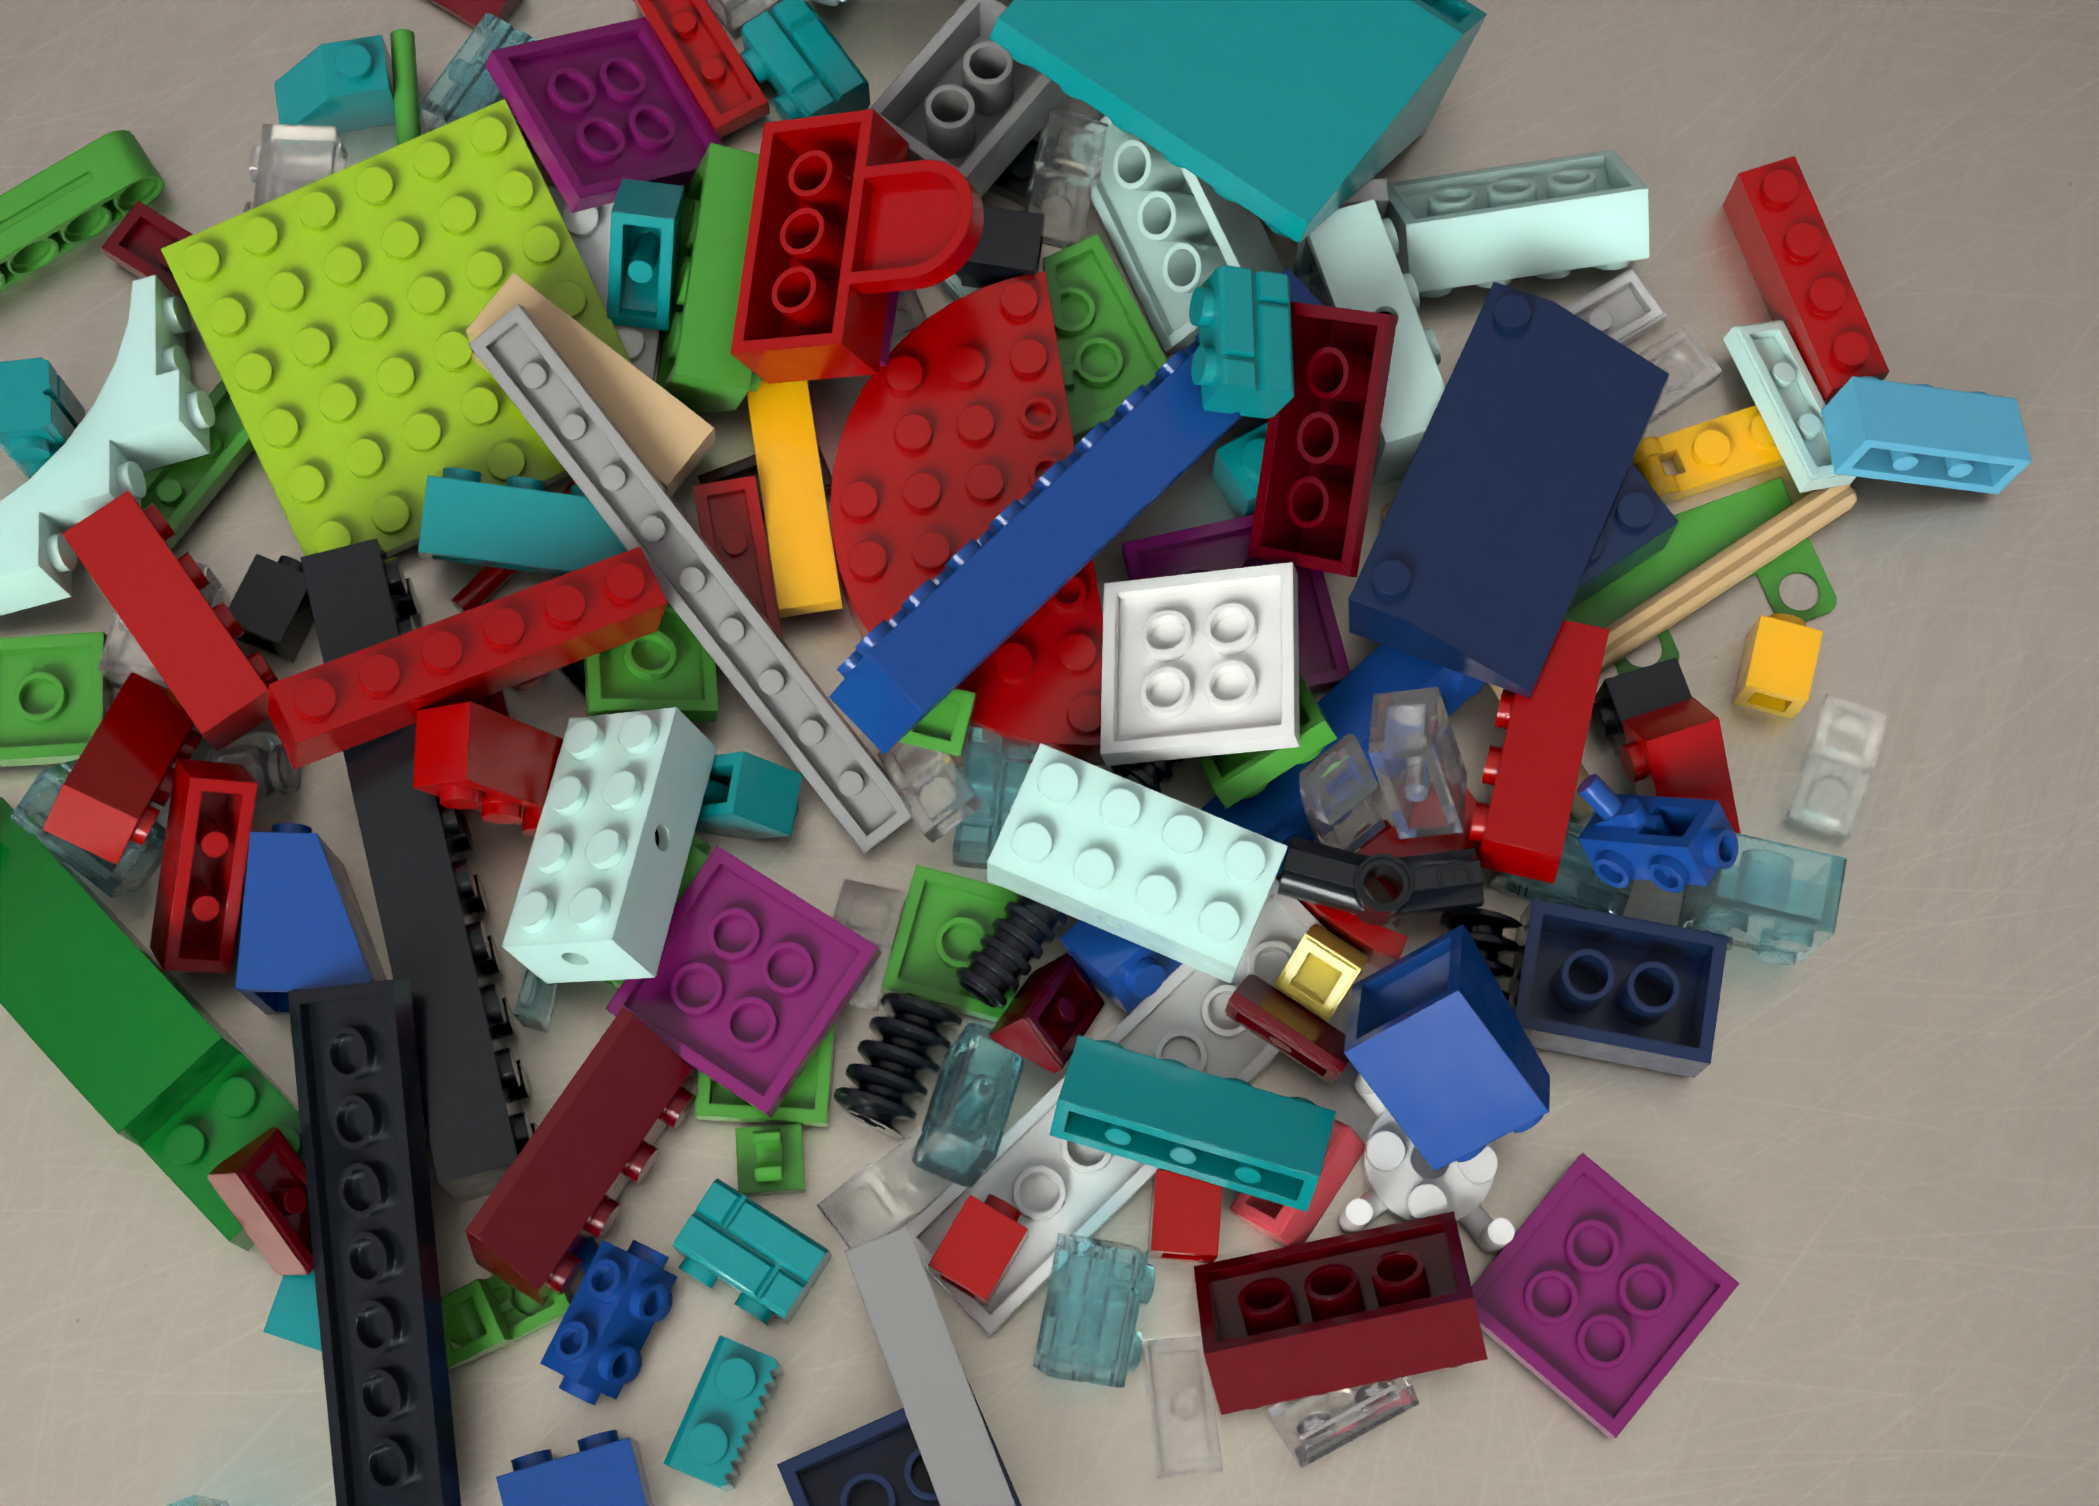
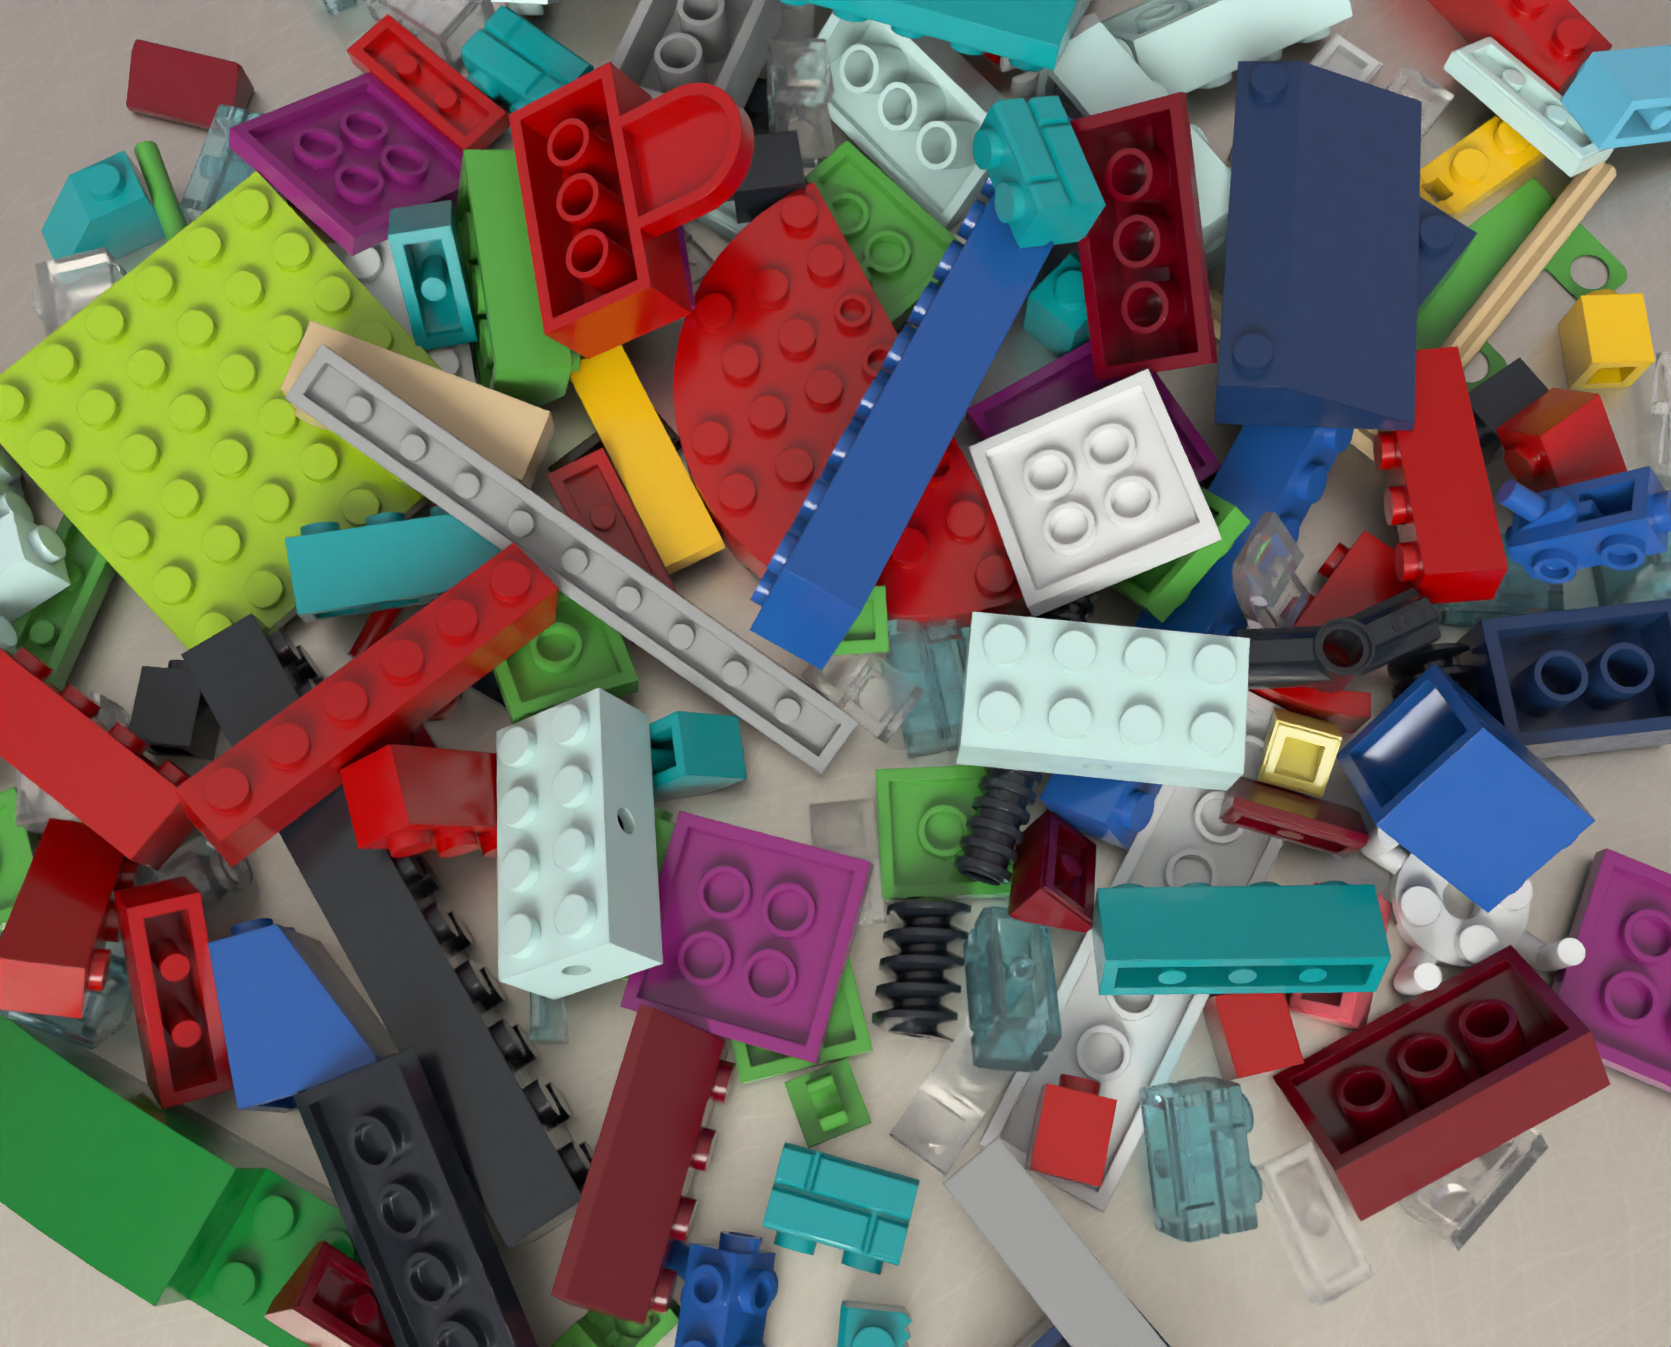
camera: 10 degrees left, 0 degrees up
(1418, 763) = (1333, 521): clear brick -> none

